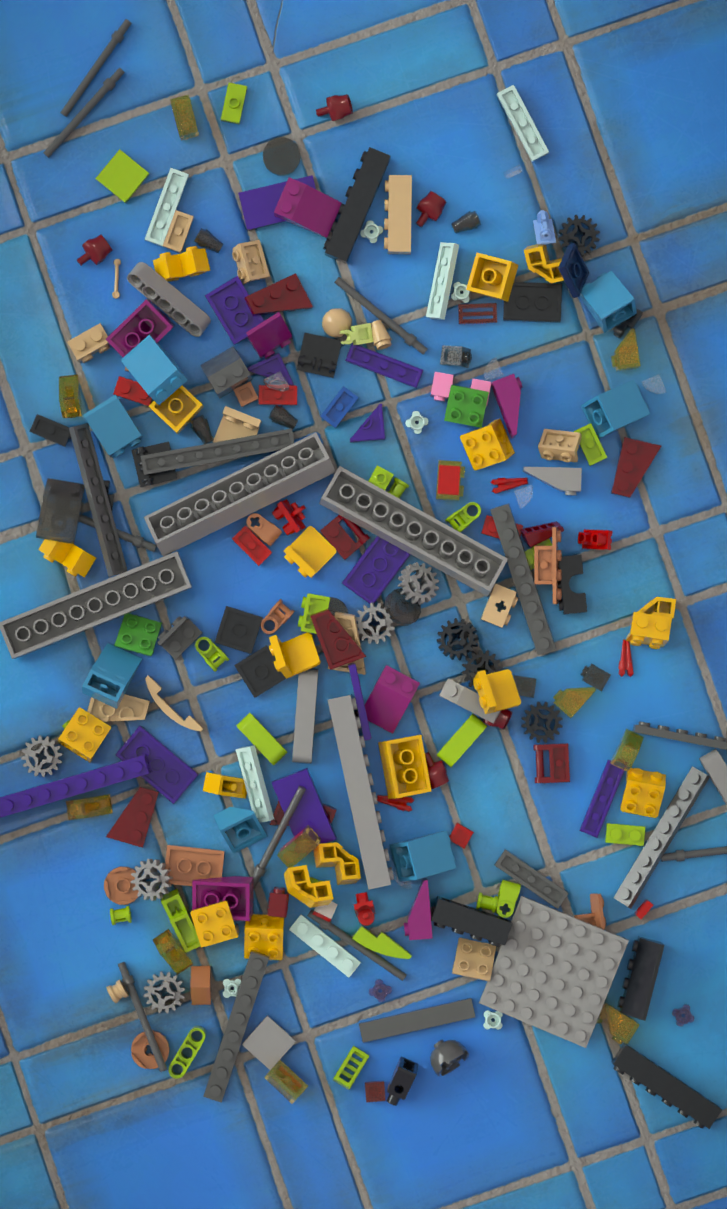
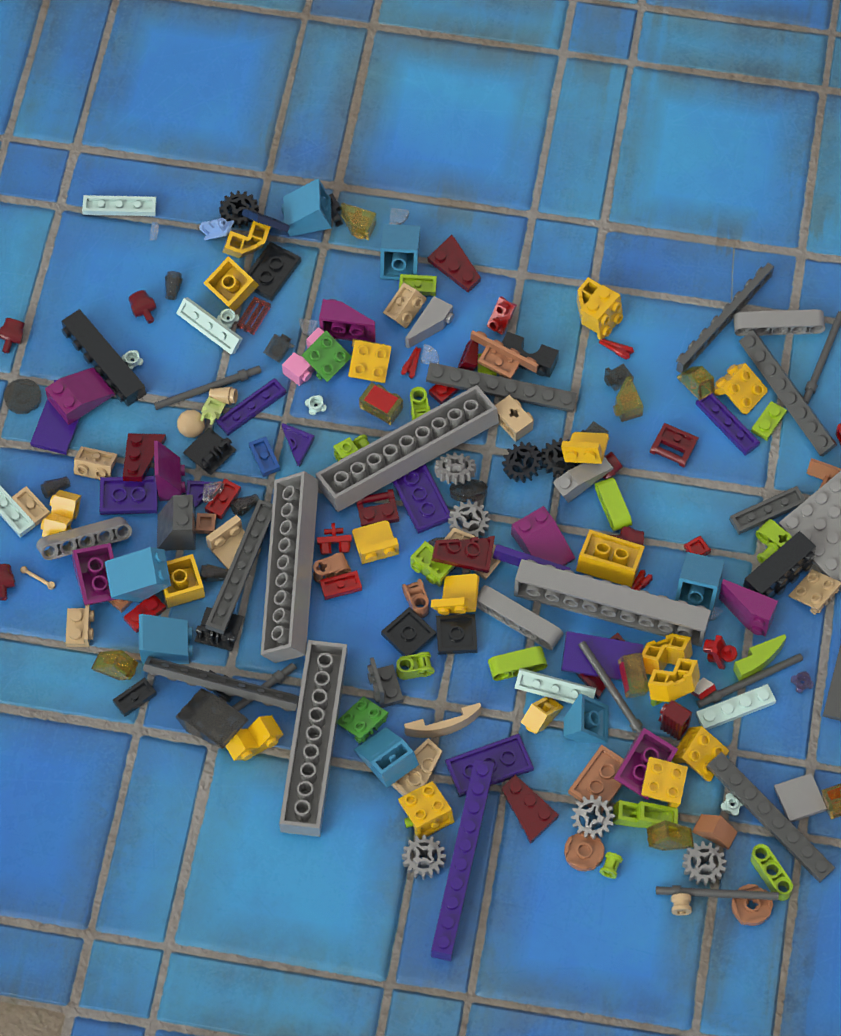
camera: 60 degrees left, 25 degrees down
(89, 807) = (494, 841): clear yellow slope -> none
(399, 214) = (132, 330): tan brick -> none
(549, 717) = (625, 437): black gear -> none

